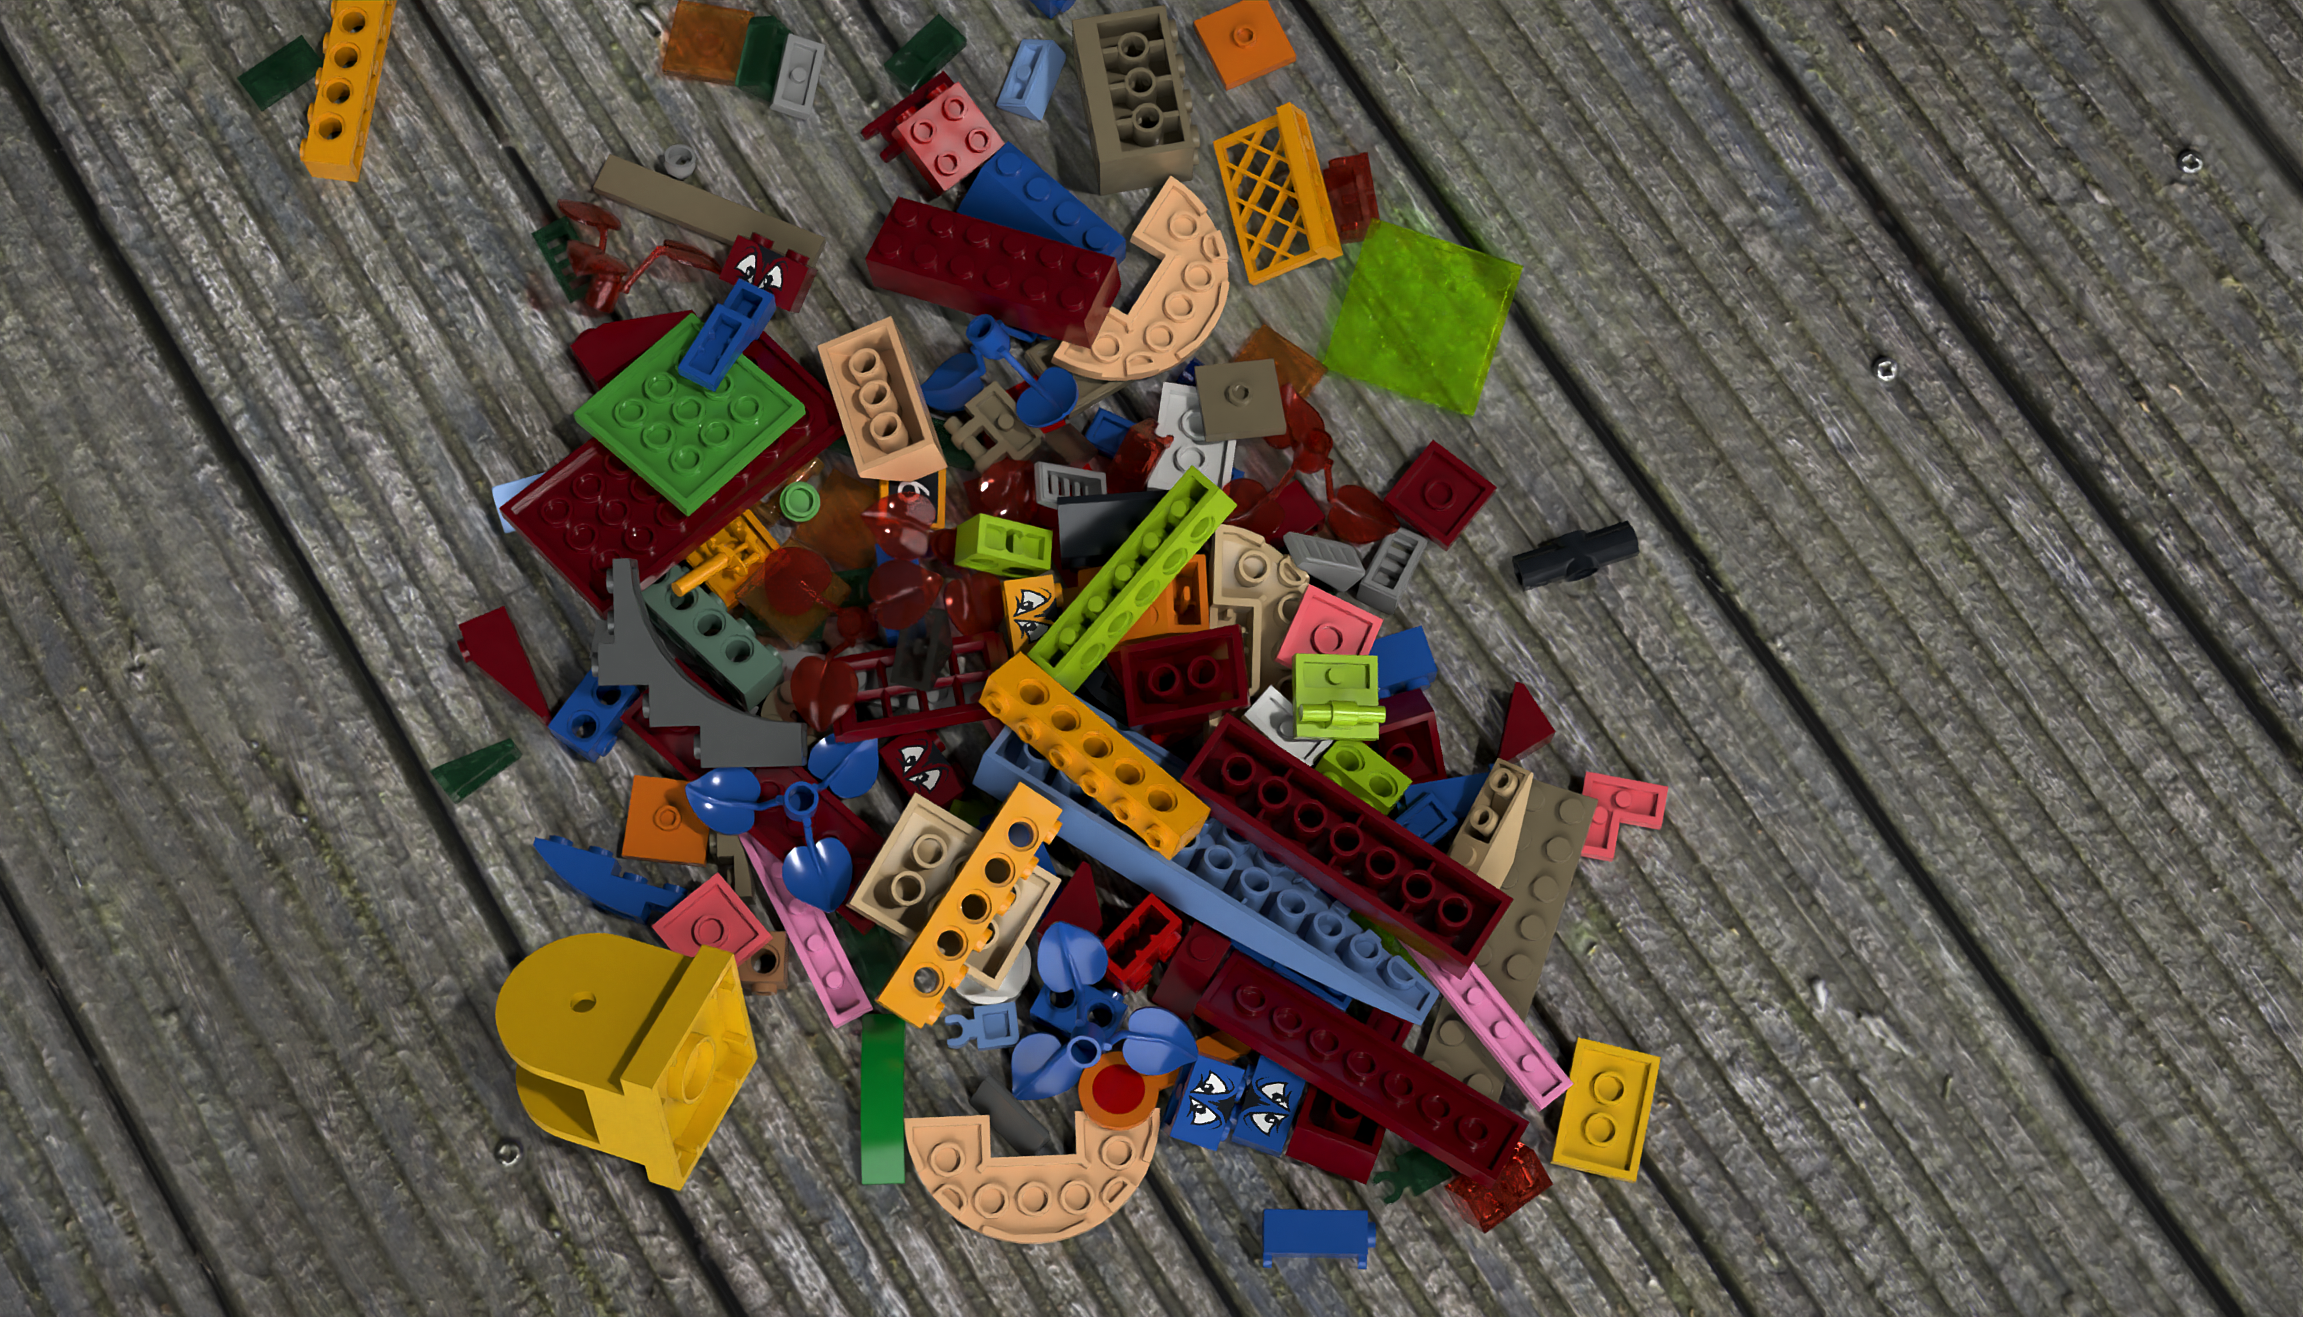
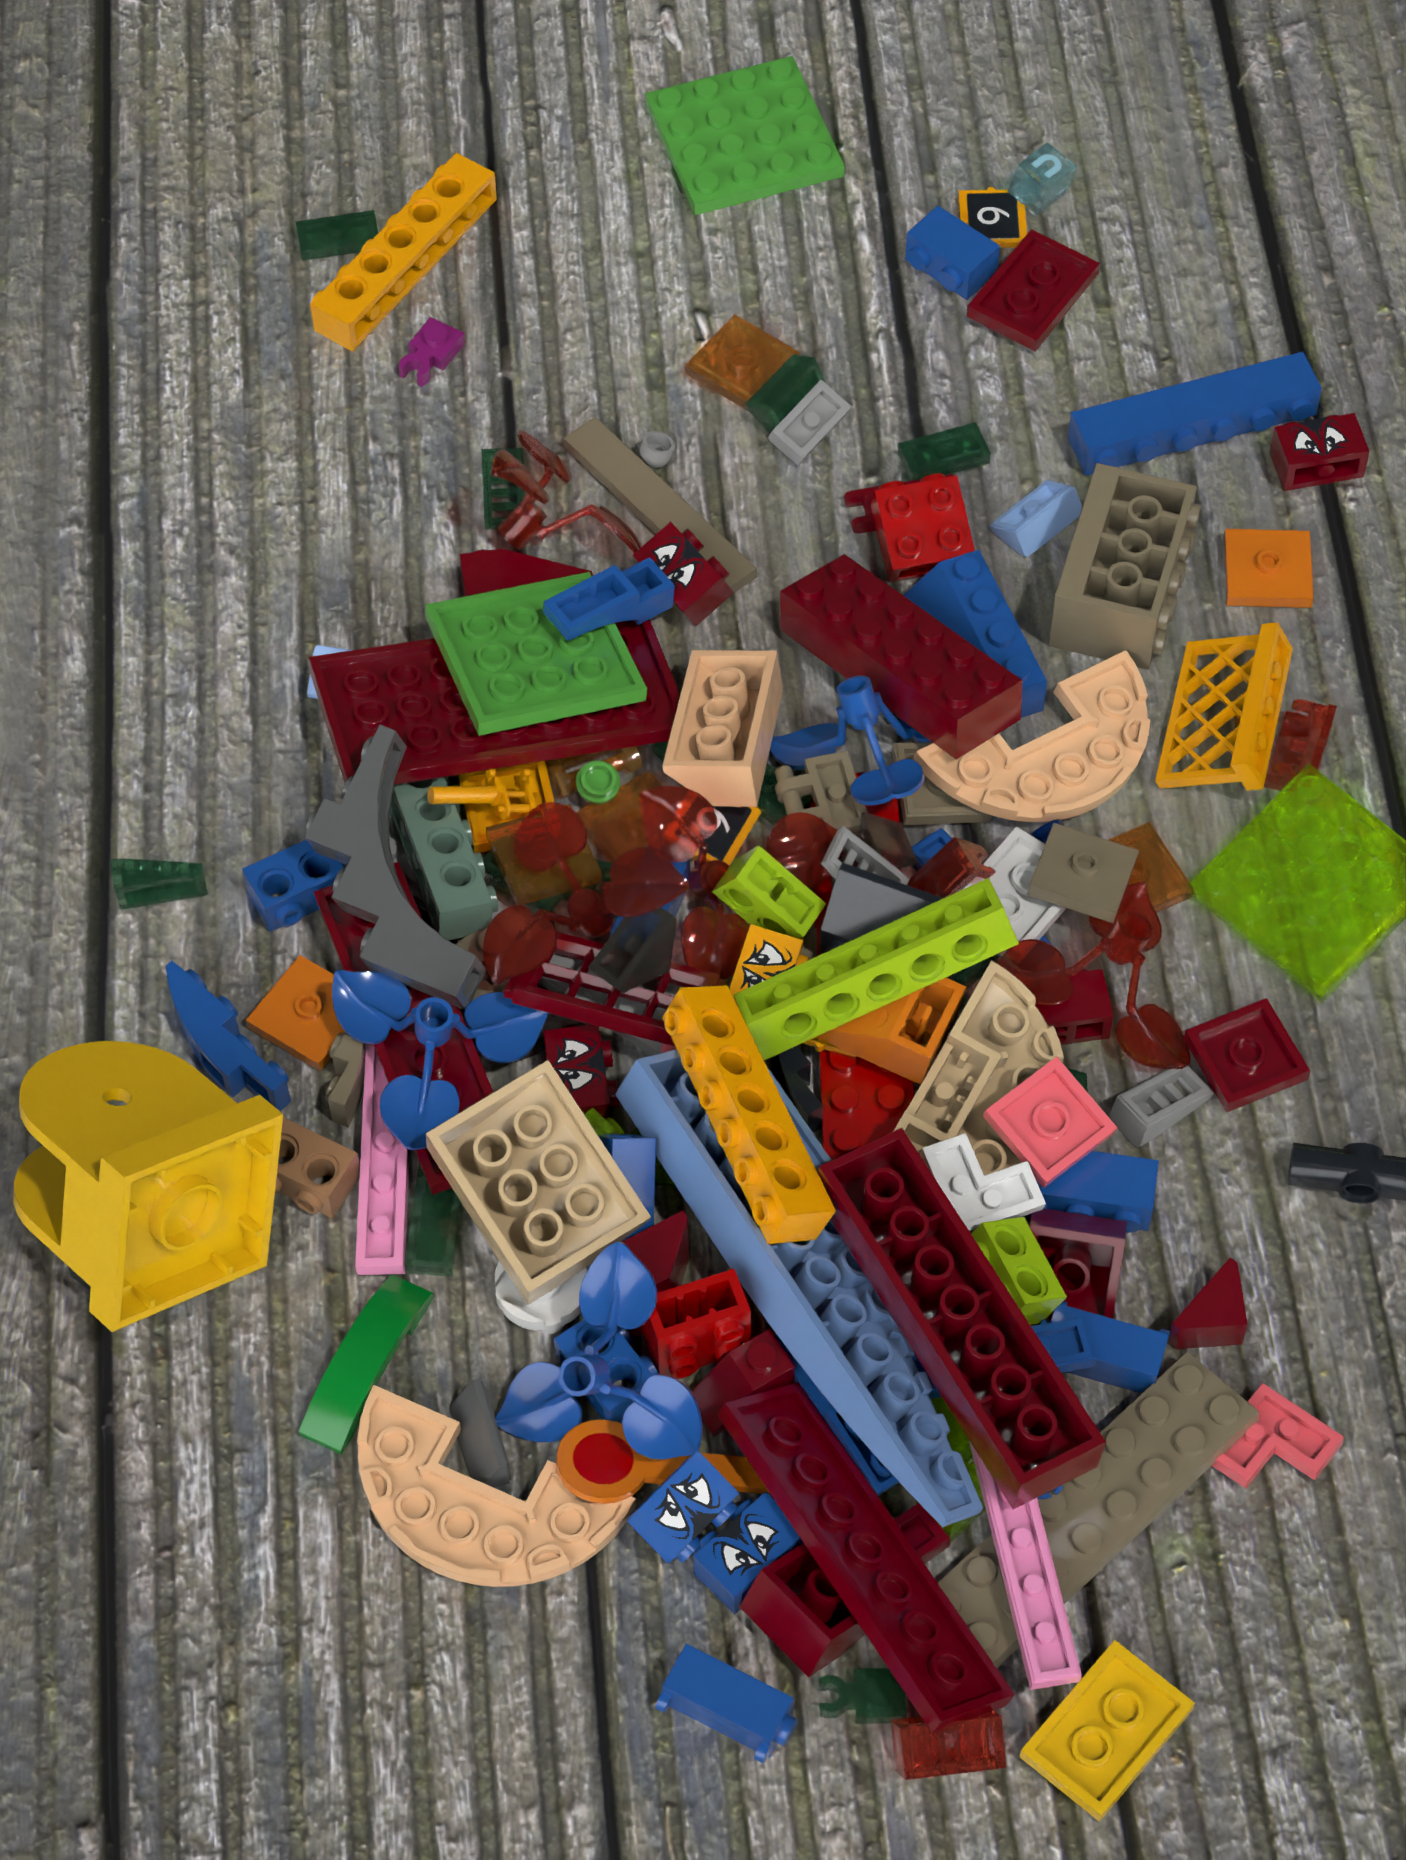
camera: 30 degrees right, 15 degrees down
(427, 147) = (431, 346): none -> magenta plate
(501, 657) = (238, 794): dark red slope -> none
(713, 918) = (305, 1105): coral plate -> none
(993, 1027) = (509, 1344): medium blue plate -> none
(1020, 807) = (639, 1118): light orange brick -> none
(1184, 679) = (876, 1088): dark red slope -> none
(1325, 560) = (1092, 1057): light grey slope -> none
(1336, 697) = (1025, 1172): lime plate -> none
(1494, 823) = (1129, 1376): tan slope -> none

